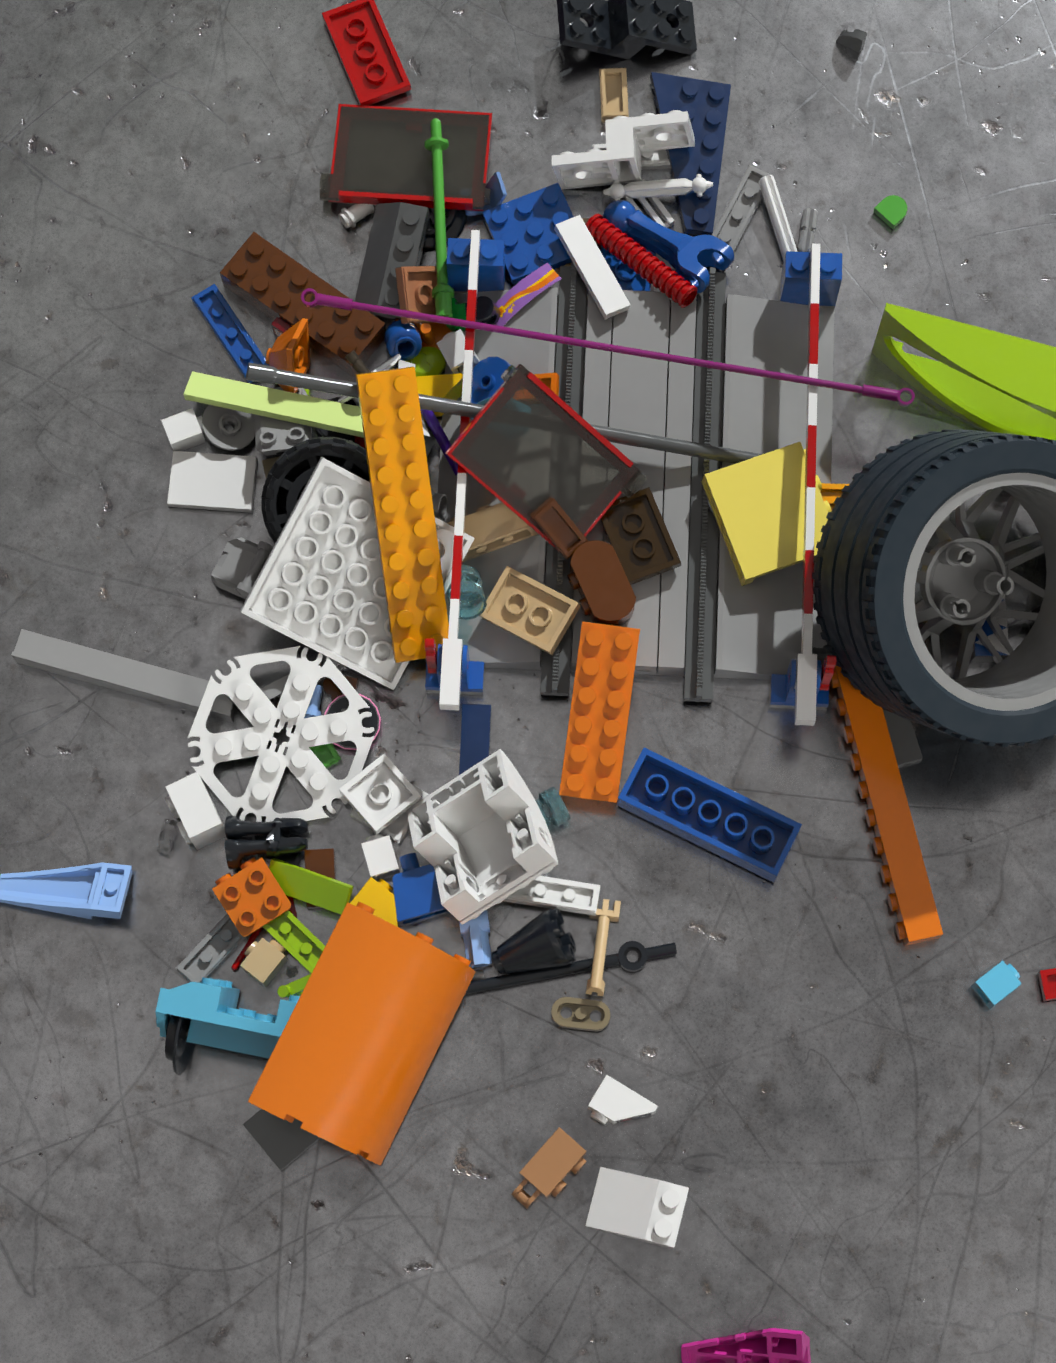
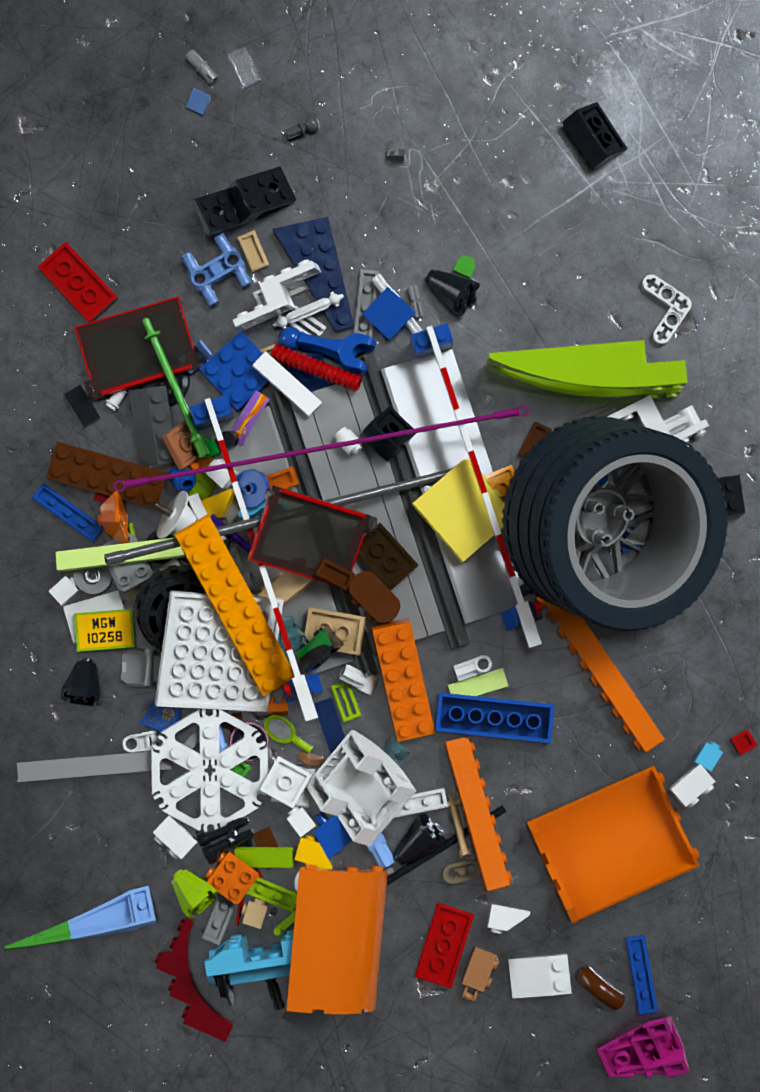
camera: 25 degrees left, 10 degrees up
(126, 989) = (176, 963): none -> dark red arch
(154, 561) = (82, 684): none -> black cone
(189, 900) = (193, 892): none -> lime cone
(205, 666) = (143, 741): none -> white piece
(215, 500) = (104, 630): none -> yellow tile
(246, 637) = (161, 717): none -> torso
(247, 1082) = (275, 994): none -> dark grey axle
(307, 206) = (82, 406): none -> black tile
(405, 727) = (283, 731): none -> piece
(410, 692) = (278, 708): none -> orange tile
(427, 777) = (310, 759): none -> medium nougat tile
(498, 623) = (319, 649): none -> black slope
(508, 742) = (351, 716): none -> lime tile
(515, 1111) = (444, 945): none -> red tile
(535, 690) = (358, 679): none -> white piece
(555, 98) = (216, 270): none -> medium blue piece
(633, 940) = (477, 814): none -> orange brick
(647, 370) = (347, 435): none -> white brick
(700, 736) = (470, 668): none -> white piece
(703, 386) = (387, 422): none -> black slope
(711, 764) = (480, 684): none -> yellowish green tile
(719, 1259) = (600, 988): none -> reddish brown cylinder
(766, 228) = (389, 313): none -> blue tile
(787, 1264) = (641, 974): none -> blue tile
(814, 1055) = (613, 844): none -> orange panel
(866, 231) = (454, 290): none -> black cone
(957, 1014) = (691, 785): none -> white brick

